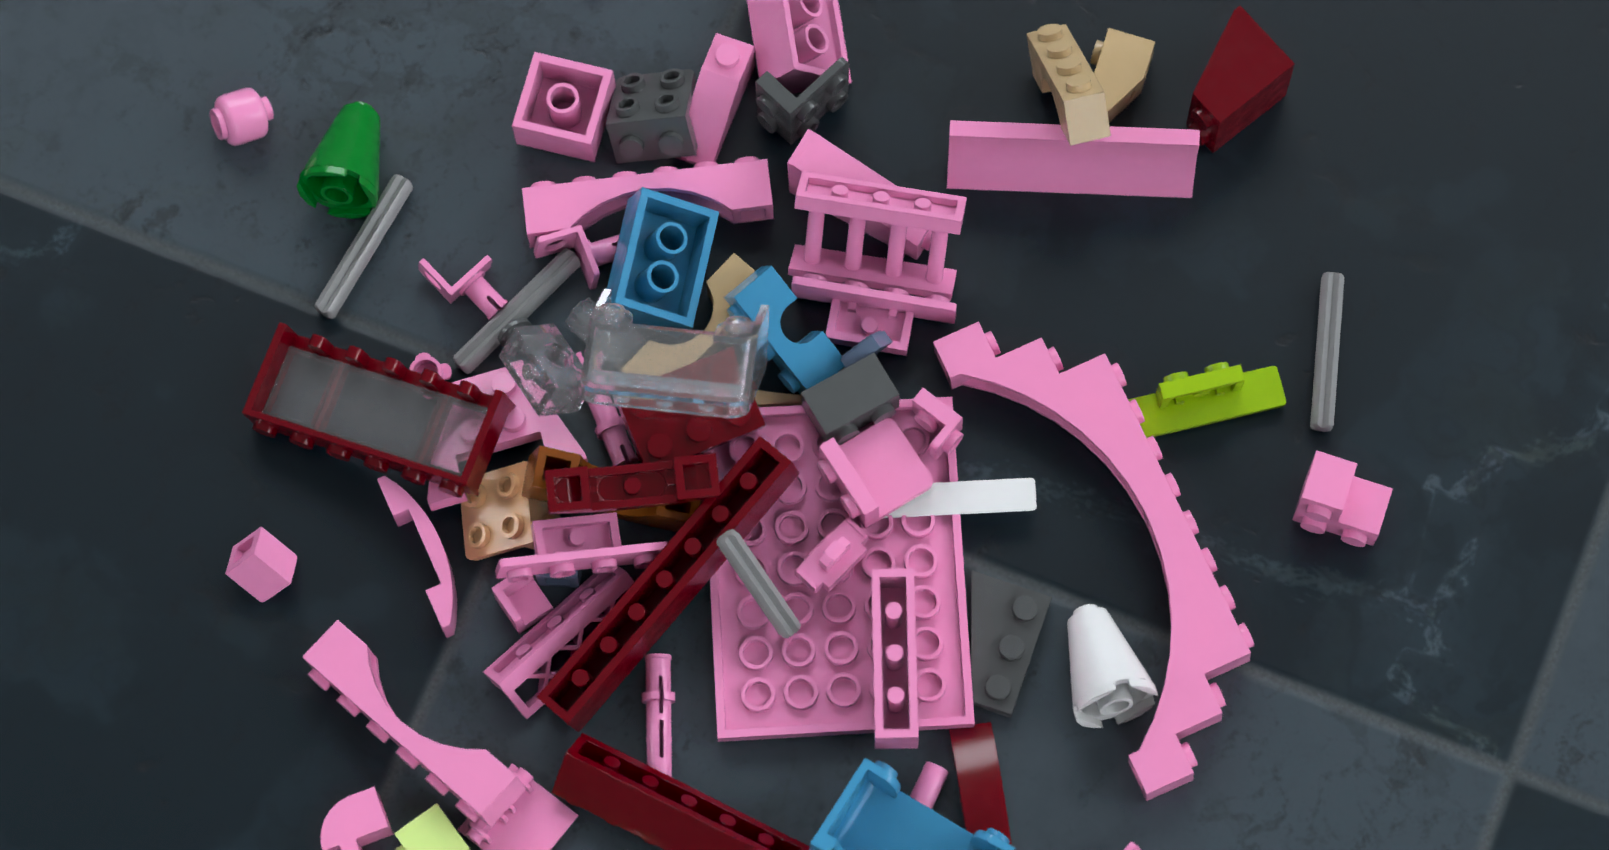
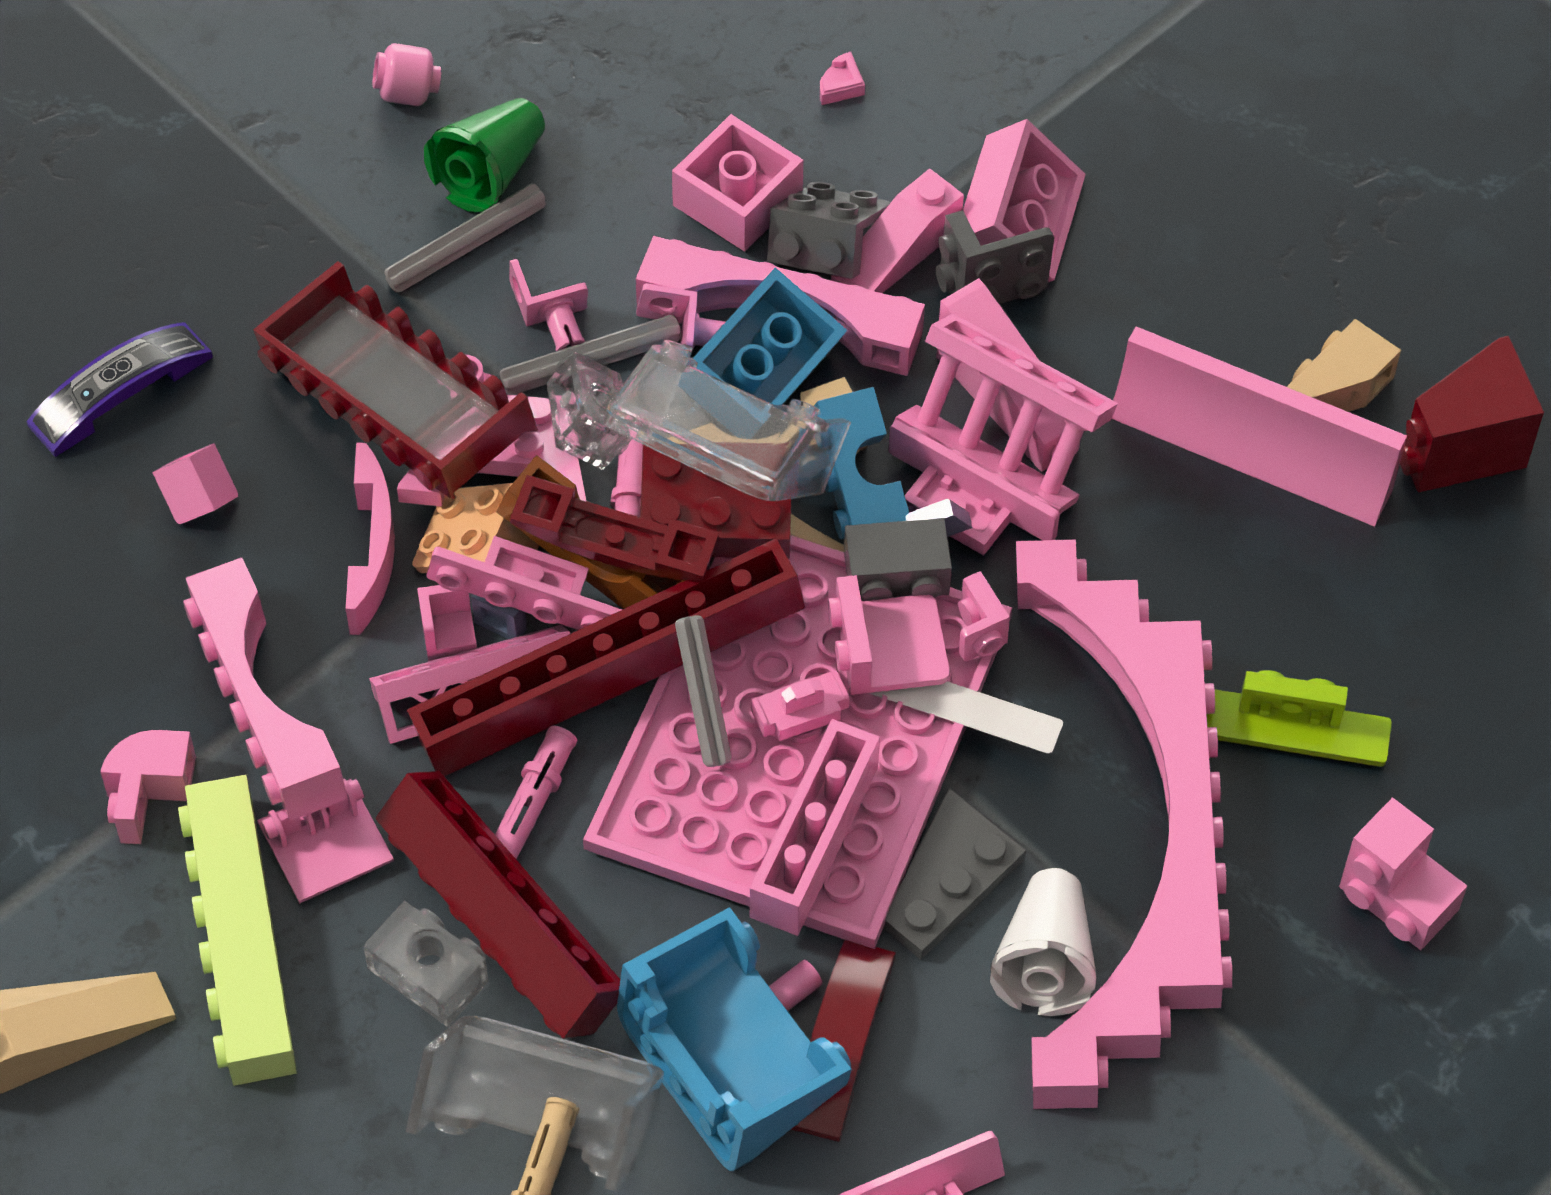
camera: 20 degrees right, 15 degrees down
(148, 500) = (113, 378): none -> slope
(1064, 71) = (1283, 342): tan arch -> none
(1327, 352) = (1456, 730): light grey axle -> none

